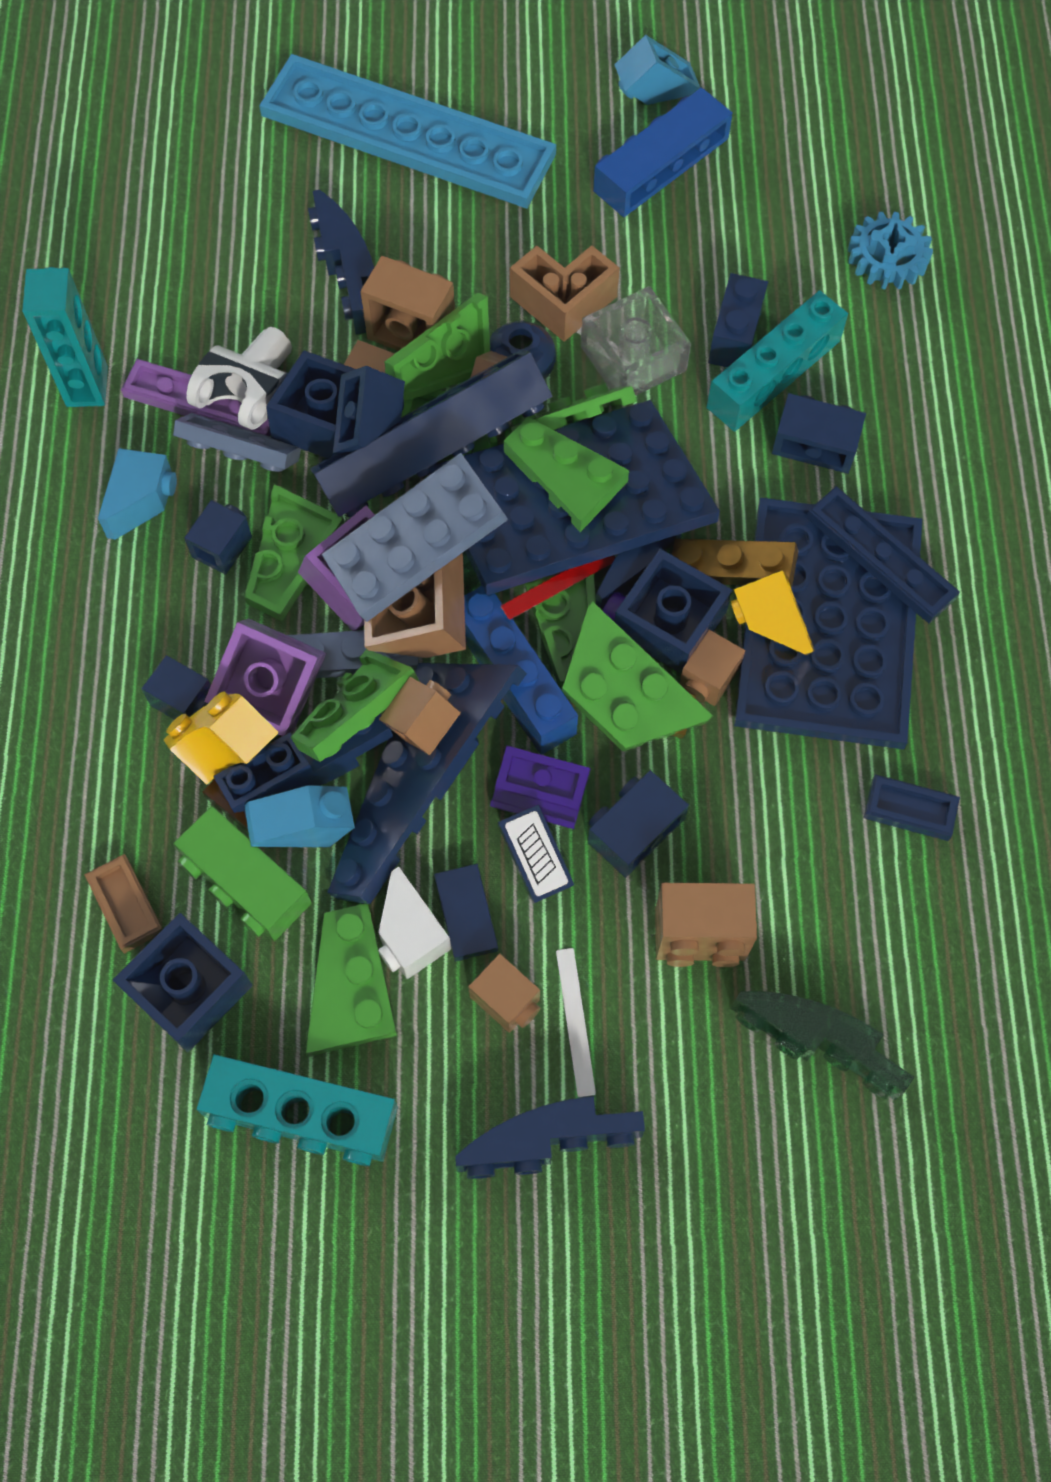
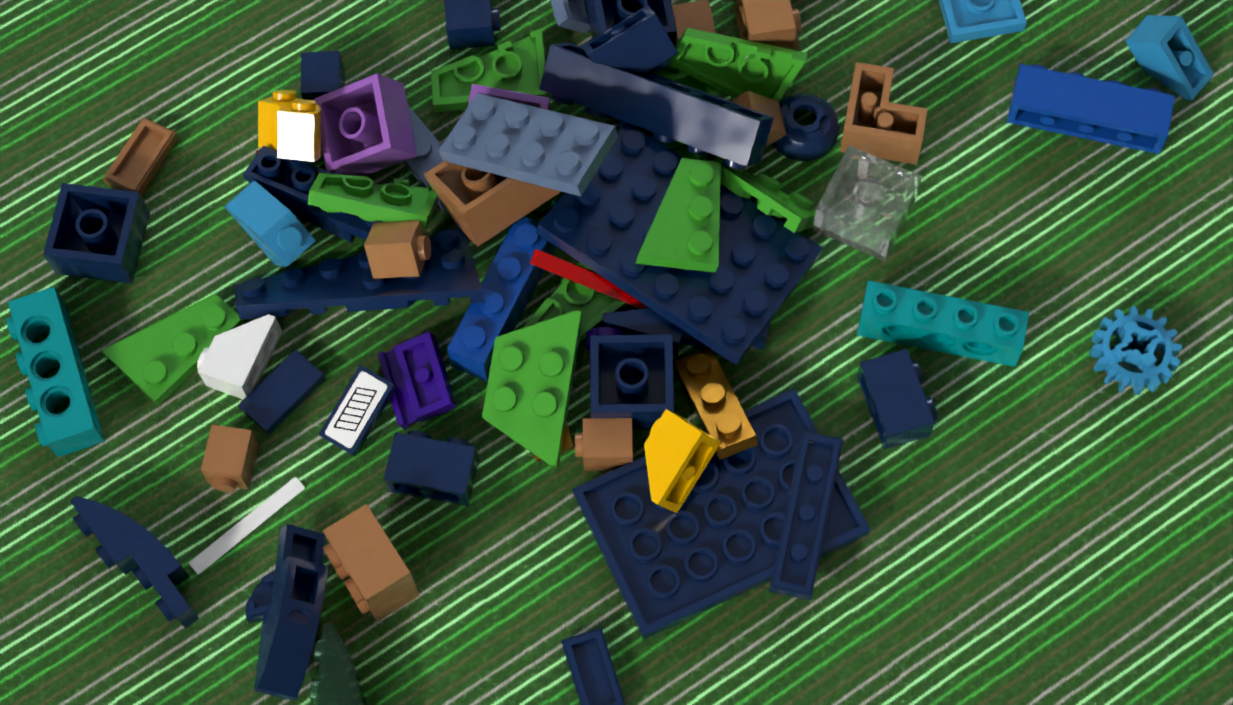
camera: 60 degrees right, 0 degrees up
(241, 875) = (202, 222): bright green brick -> none
(663, 1042) = (260, 598): none -> dark blue tile
(712, 1026) = (294, 613): none -> dark blue slope
(737, 319) = (959, 267): dark blue brick -> none

